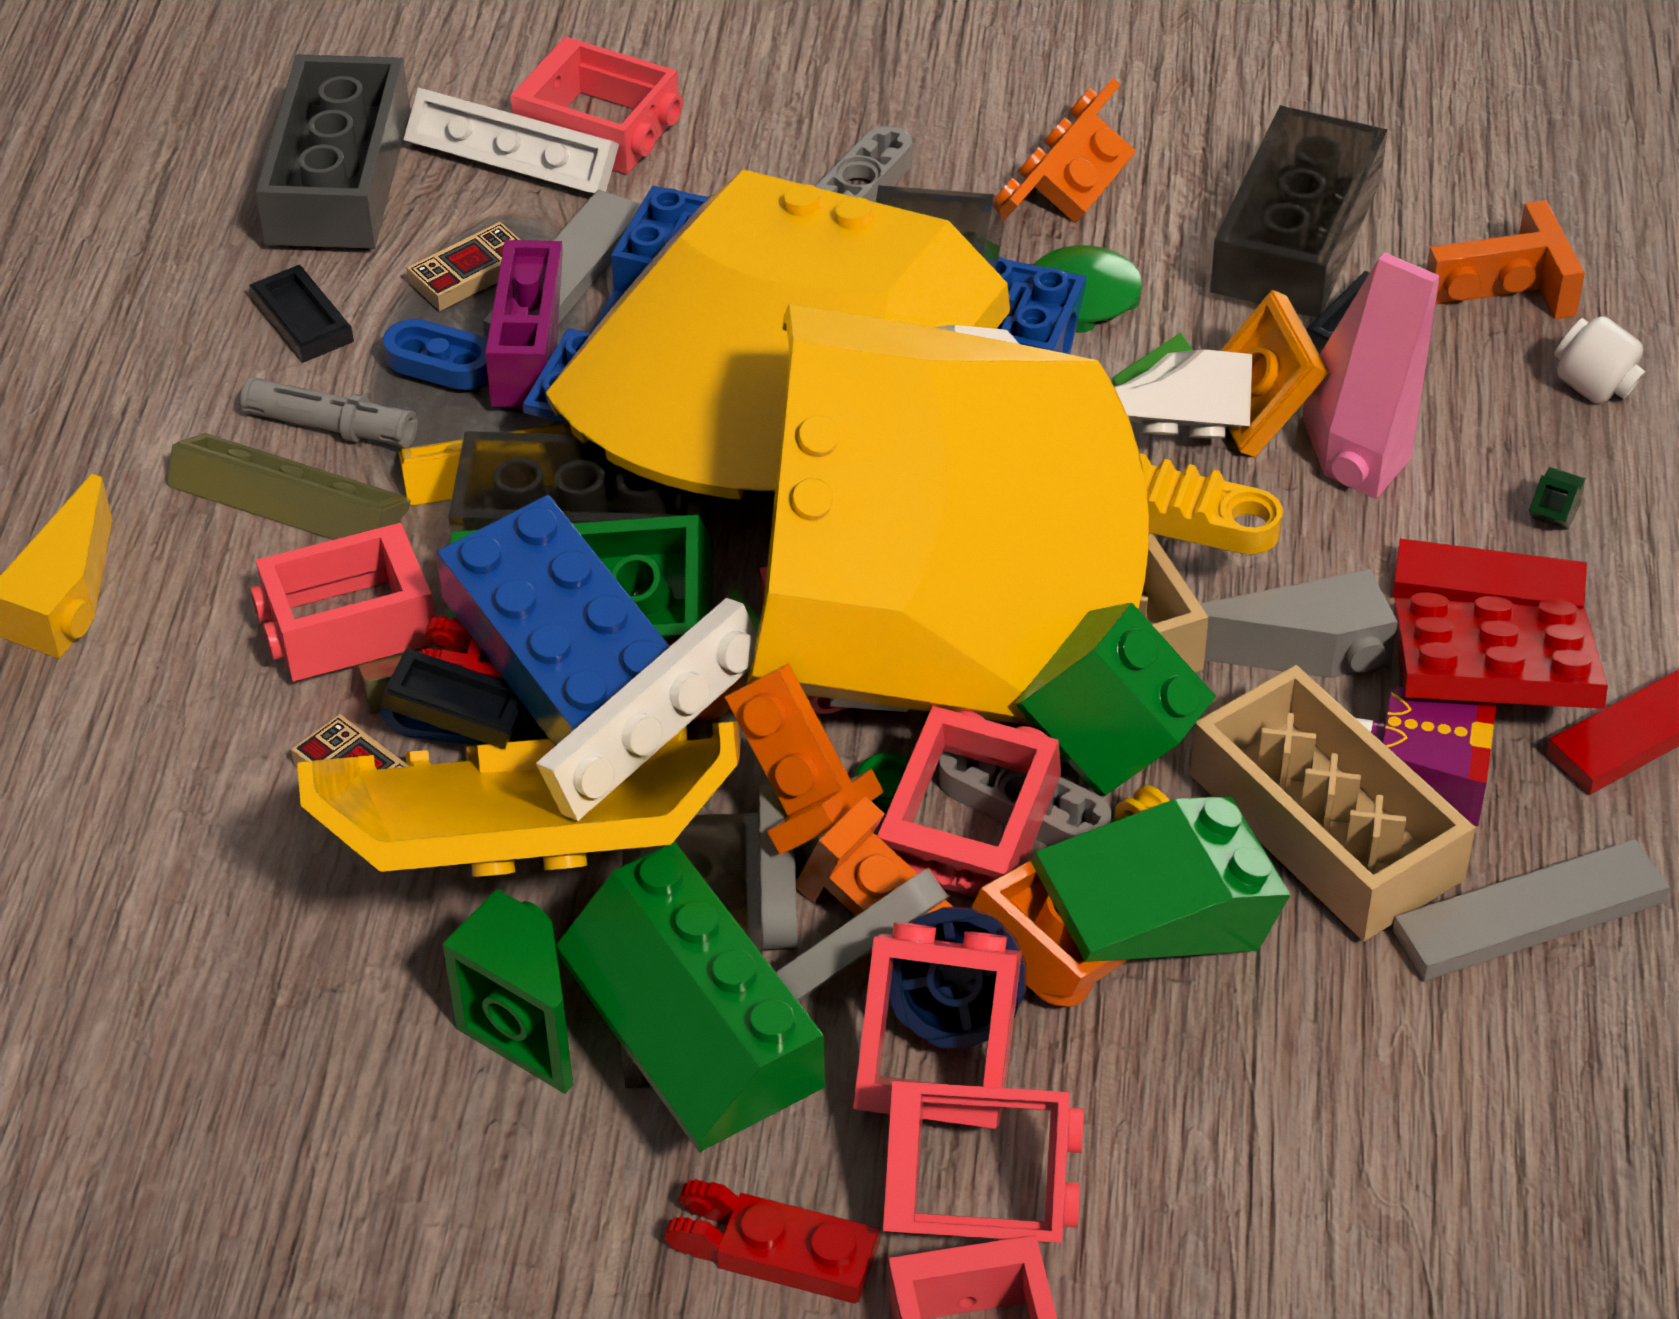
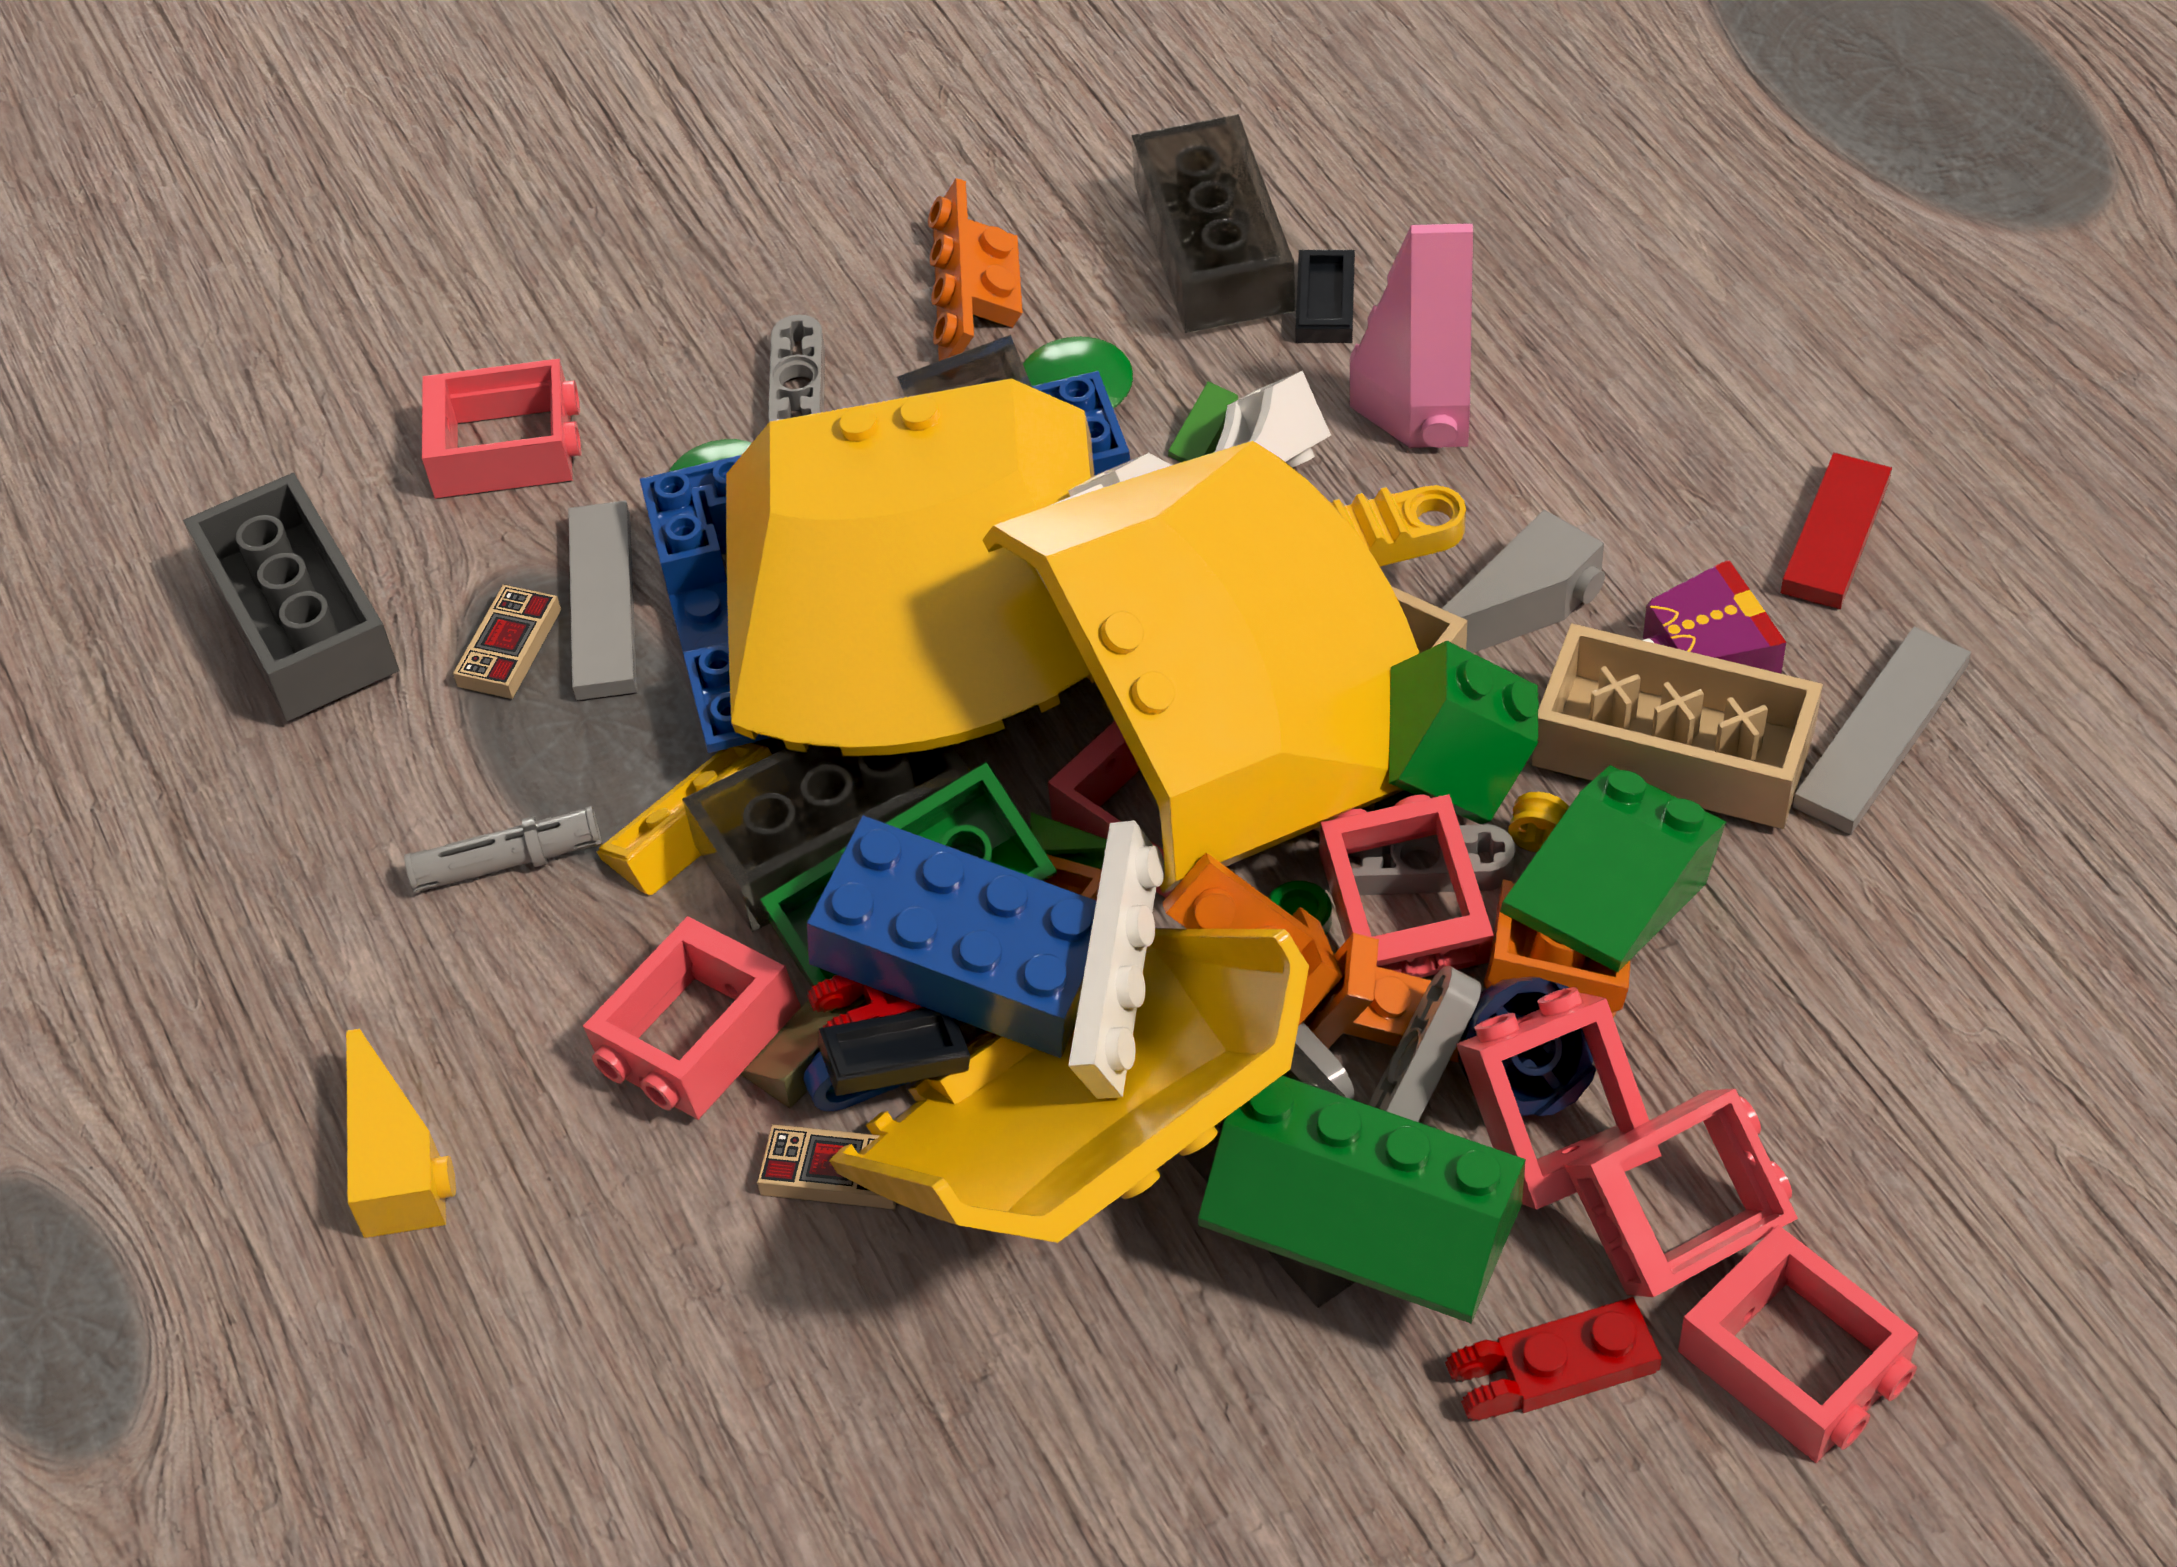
camera: 30 degrees left, 5 degrees up
(281, 488) = (522, 946): olive slope -> none
(301, 313) = (383, 769): black tile -> none
(436, 353) = (559, 739): blue plate -> none
(510, 987) = (1184, 1277): green slope -> none
(511, 141) = (446, 503): white plate -> none
(523, 319) = (630, 668): magenta slope -> none
(1283, 369) = (1334, 365): light orange tile -> none
(1473, 573) = (1620, 468): red tile -> none
(1498, 652) = (1698, 527): red plate -> none
(1513, 264) = (1423, 172): orange bracket -> none
(1553, 506) = (1617, 370): dark green piece -> none
(1600, 360) = (1553, 234): white head -> none

